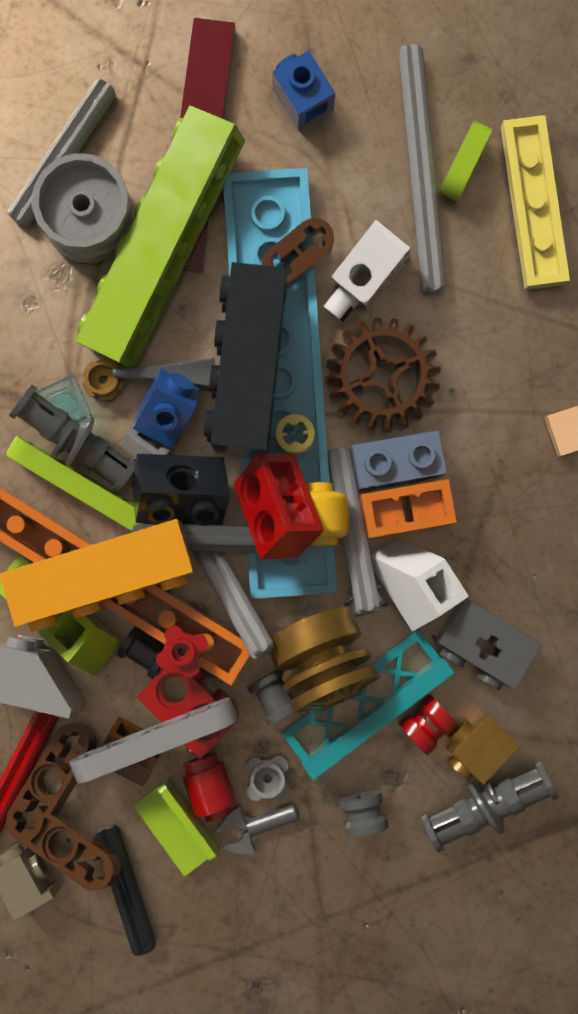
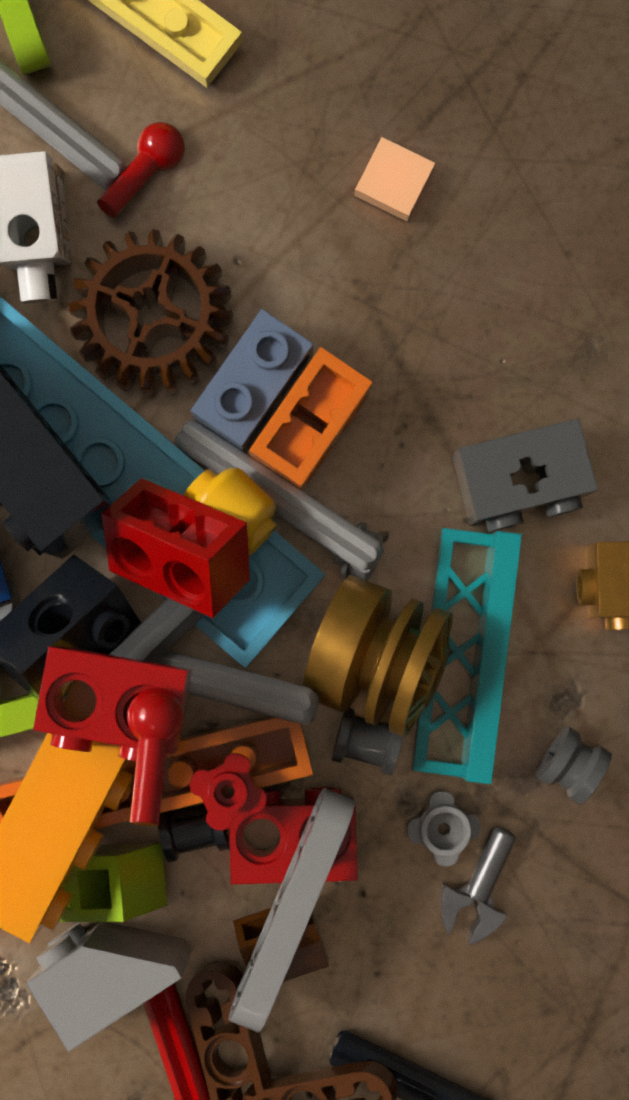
camera: 50 degrees left, 0 degrees up
(176, 827) = (404, 969): lime panel -> none
(182, 545) = (115, 684): none -> red brick
(184, 583) = (154, 720): none -> red bar
(208, 787) = (395, 898): red brick -> none
(293, 421) = (107, 446): light yellow bush -> none
(417, 581) = (393, 482): white slope -> none
(421, 732) = (547, 626): red wheel -> none
(469, 296) = (159, 149): none -> red bar

